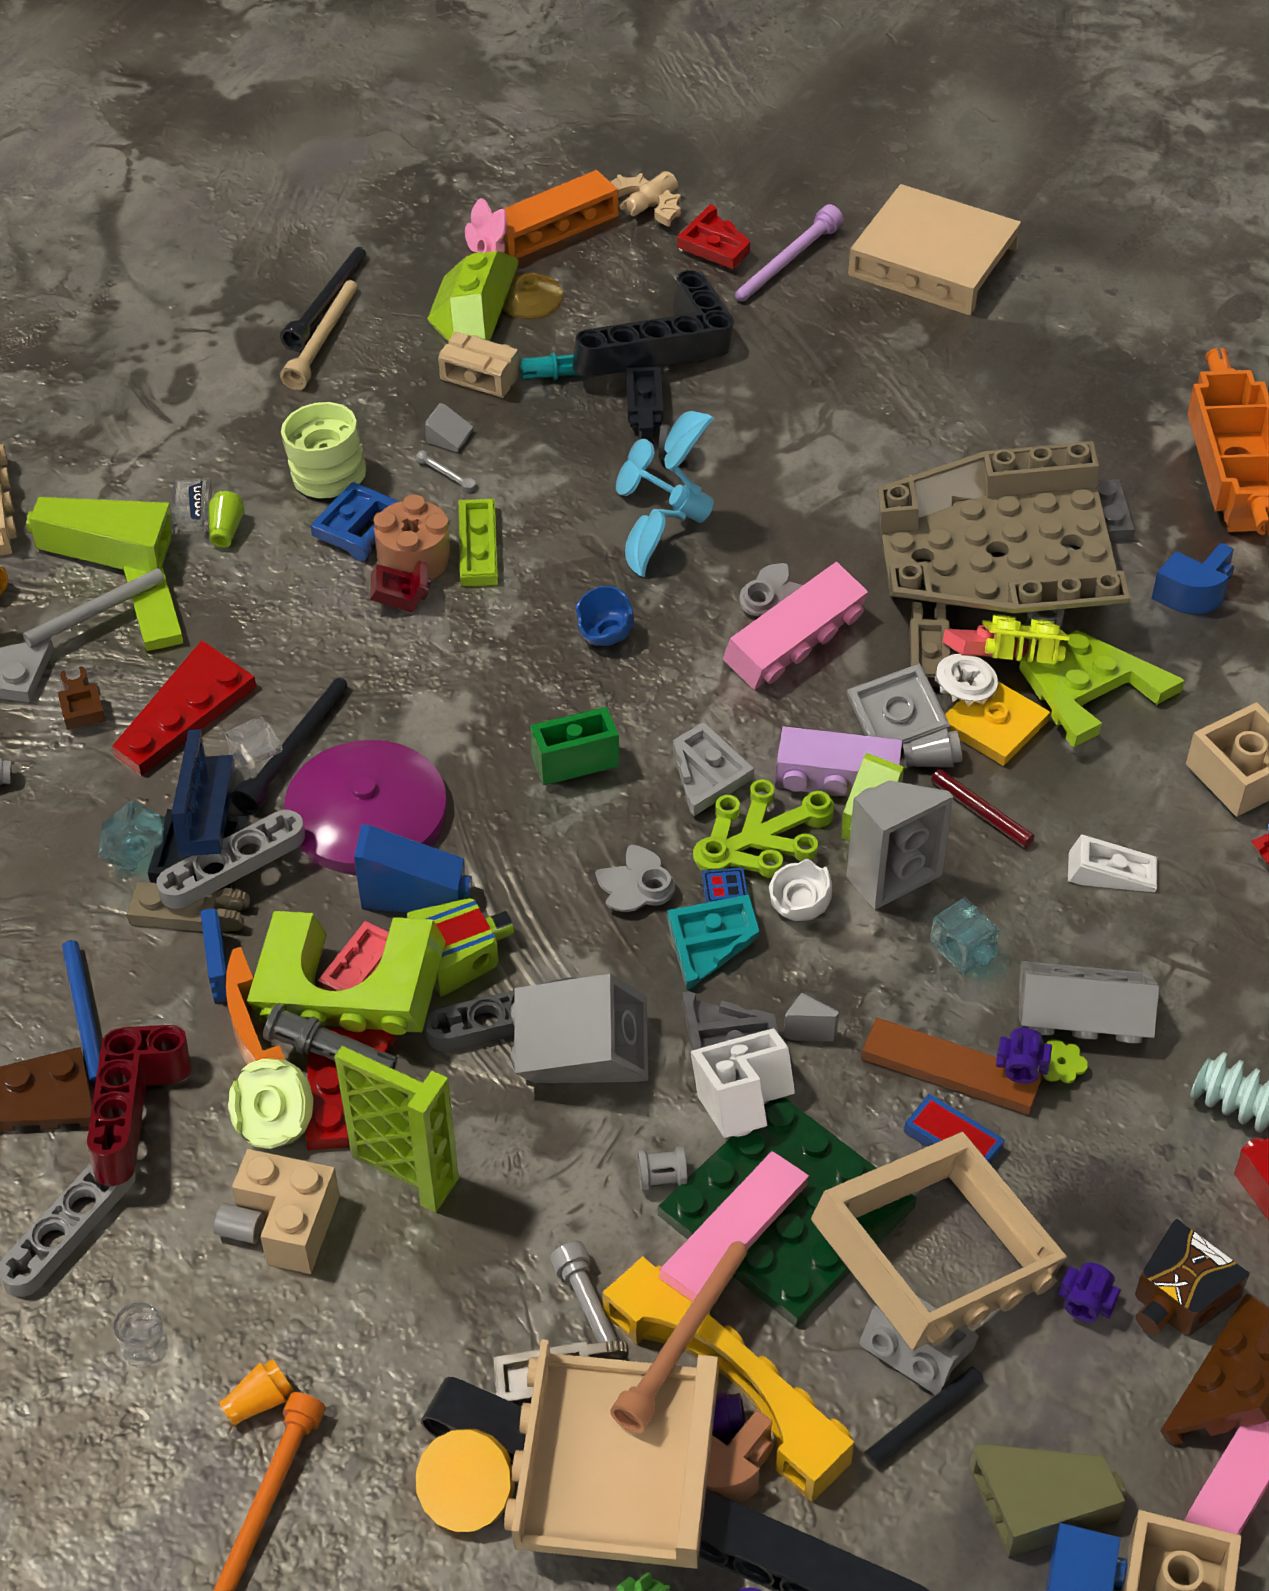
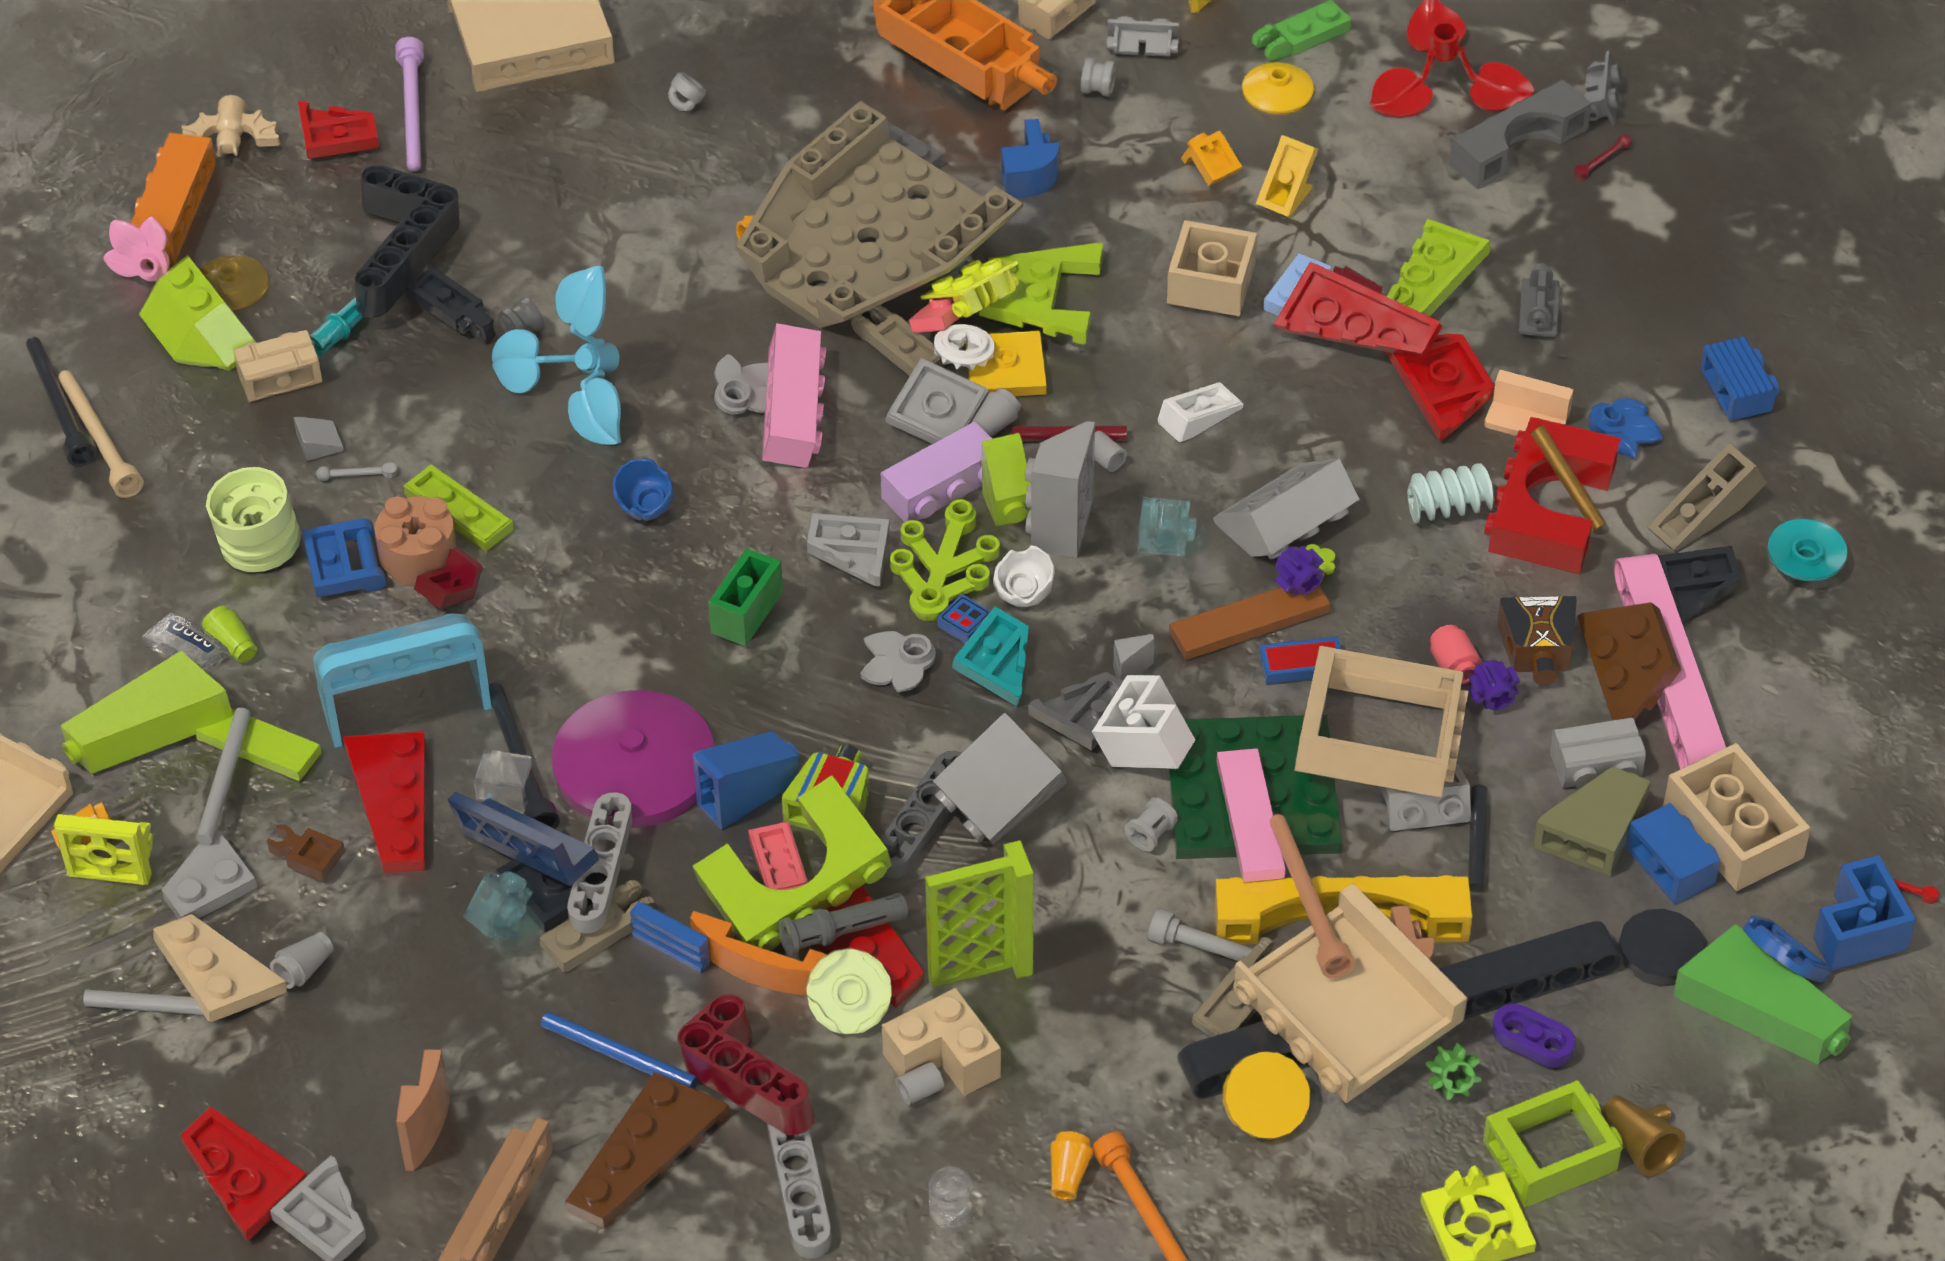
camera: 45 degrees left, 0 degrees up
(229, 585) = (396, 655): none -> medium azure windscreen
(991, 842) = (1108, 452): none -> light grey hinge
(994, 362) = (689, 88): none -> light grey tile
(1088, 1235) = (1454, 651): none -> coral brick
(1119, 1430) = (1591, 749): none -> light grey brick

